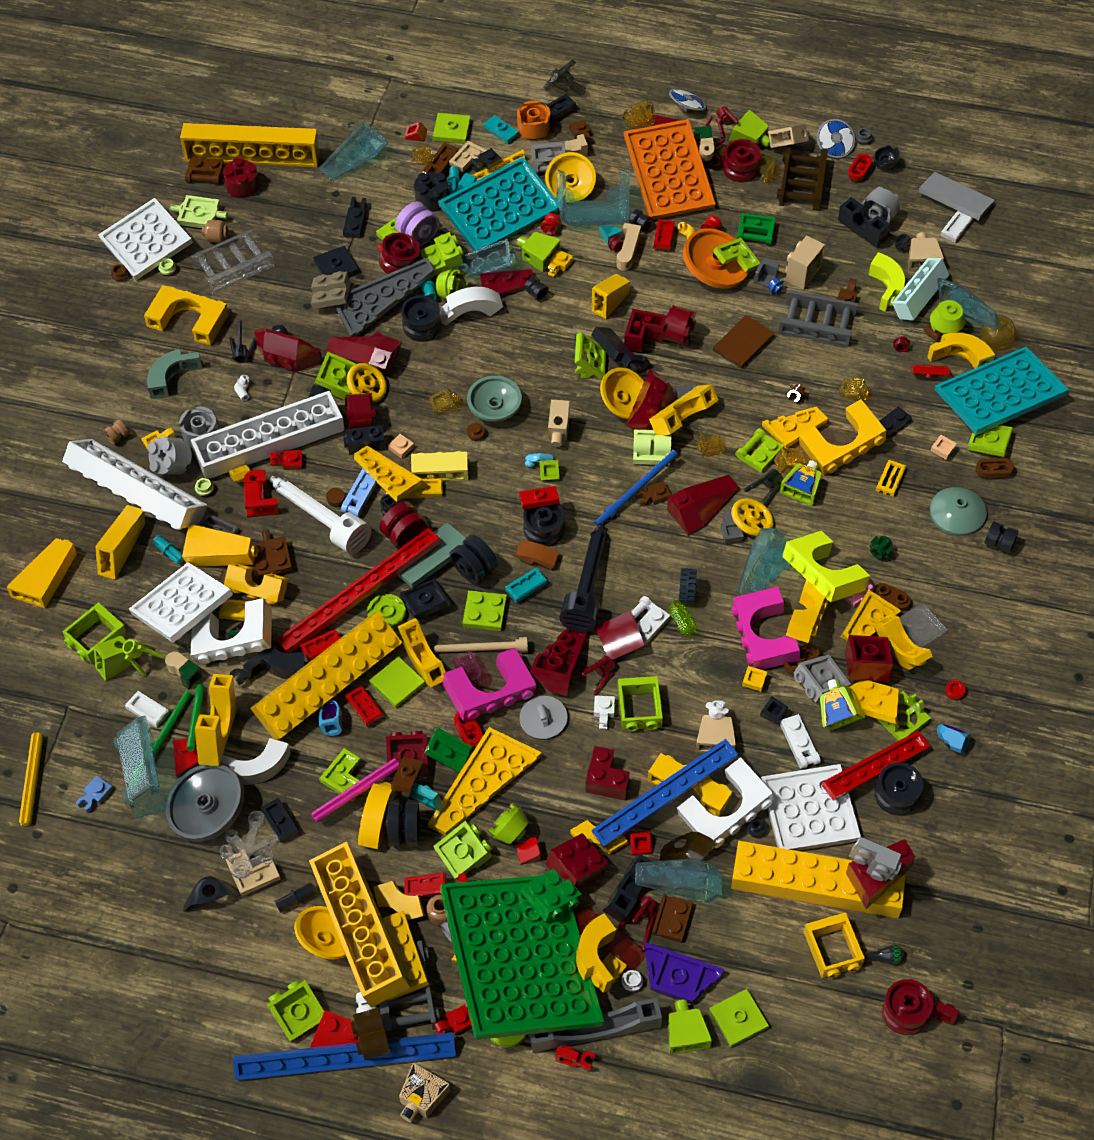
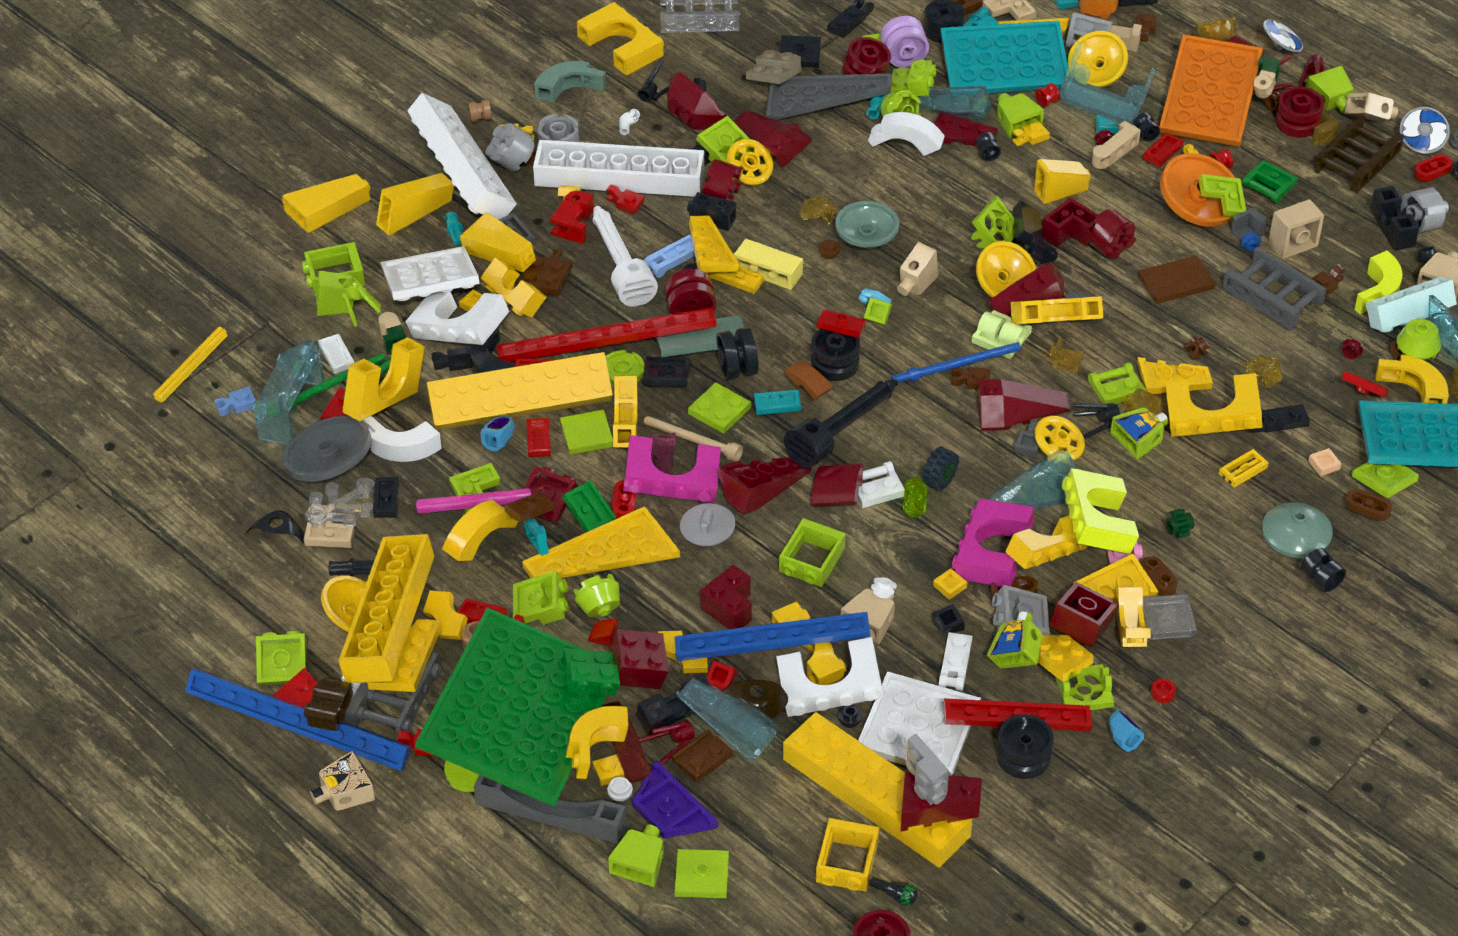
camera: 30 degrees right, 10 degrees down
(204, 487) = (527, 190): yellowish green plate -> none
(335, 497) = (646, 248): reddish brown tile -> none
(400, 822) = (496, 547): black wheel -> none
(401, 446) = (745, 231): light nougat plate -> none
(421, 318) = (847, 126): black wheel -> none
(486, 159) = (1022, 12): black plate -> none
(569, 1056) = (506, 822): red plate -> none
(602, 667) = (799, 504): dark red plant -> none
(604, 708) = (771, 544): white plate -> none

